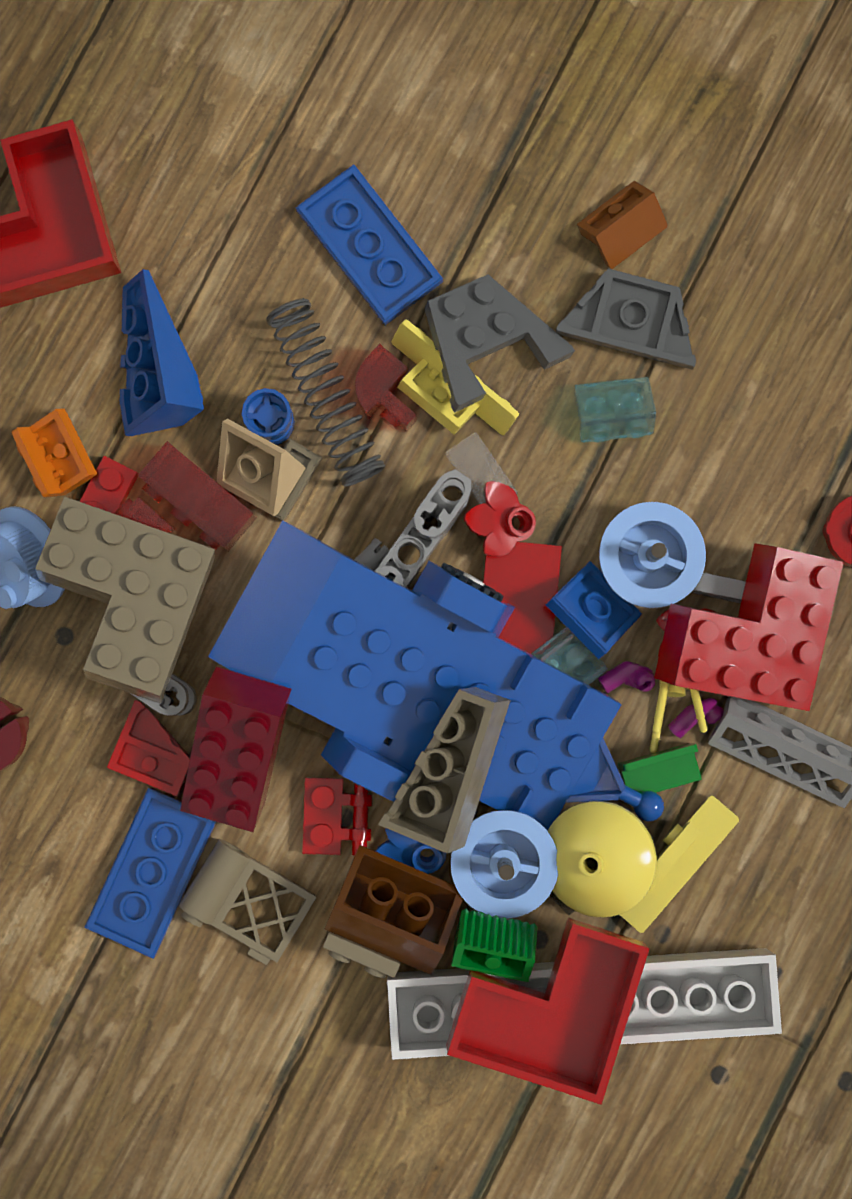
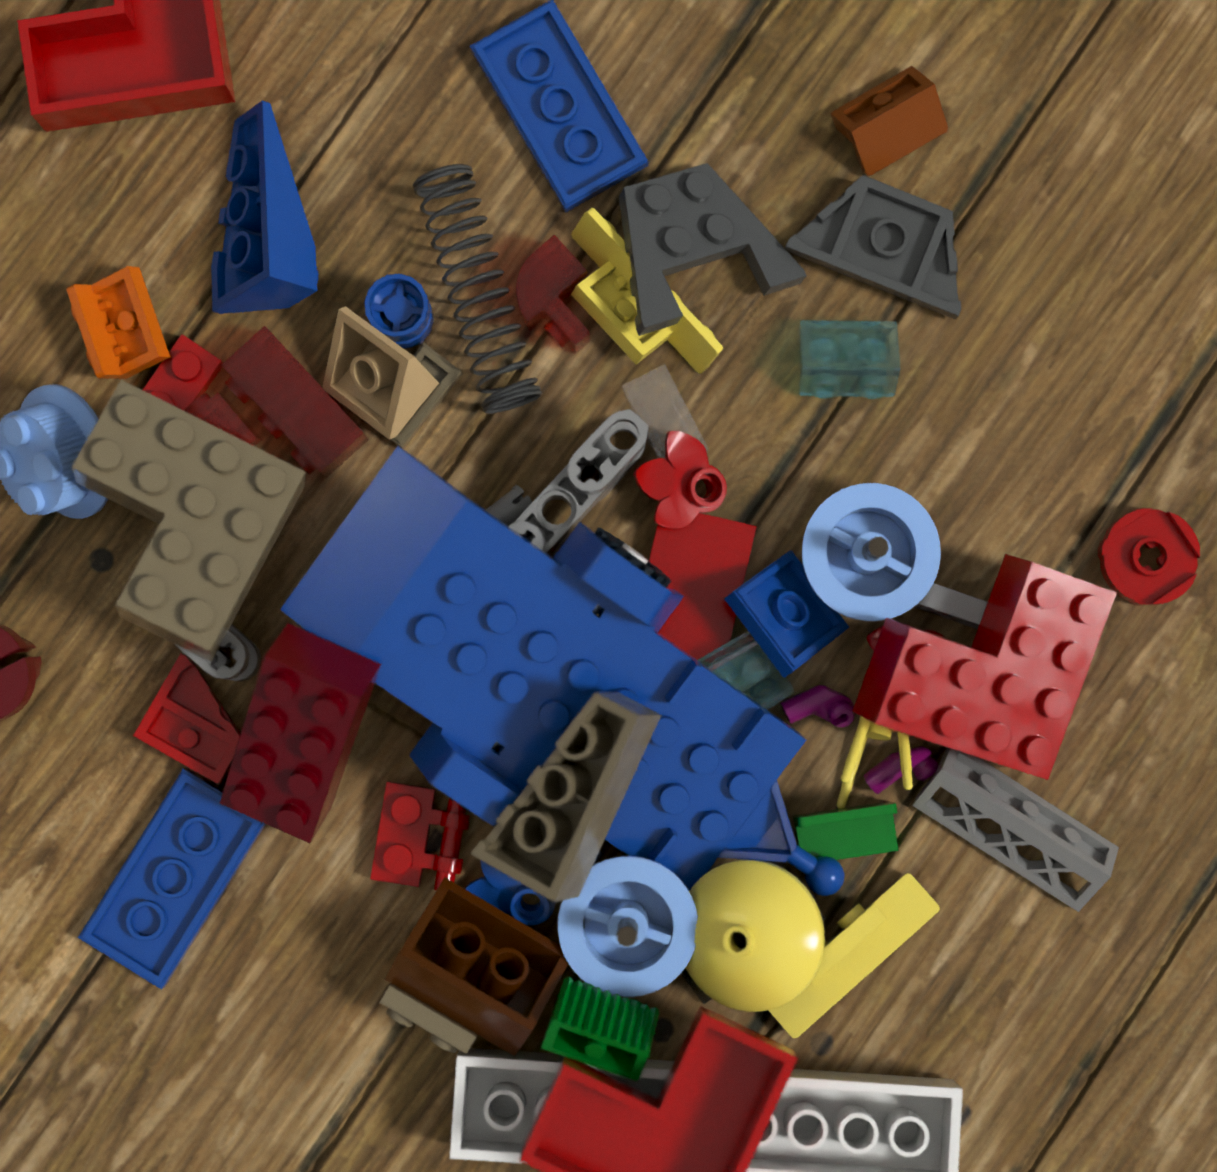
camera: 10 degrees right, 0 degrees up
(220, 884) = (259, 905): dark tan piece -> none

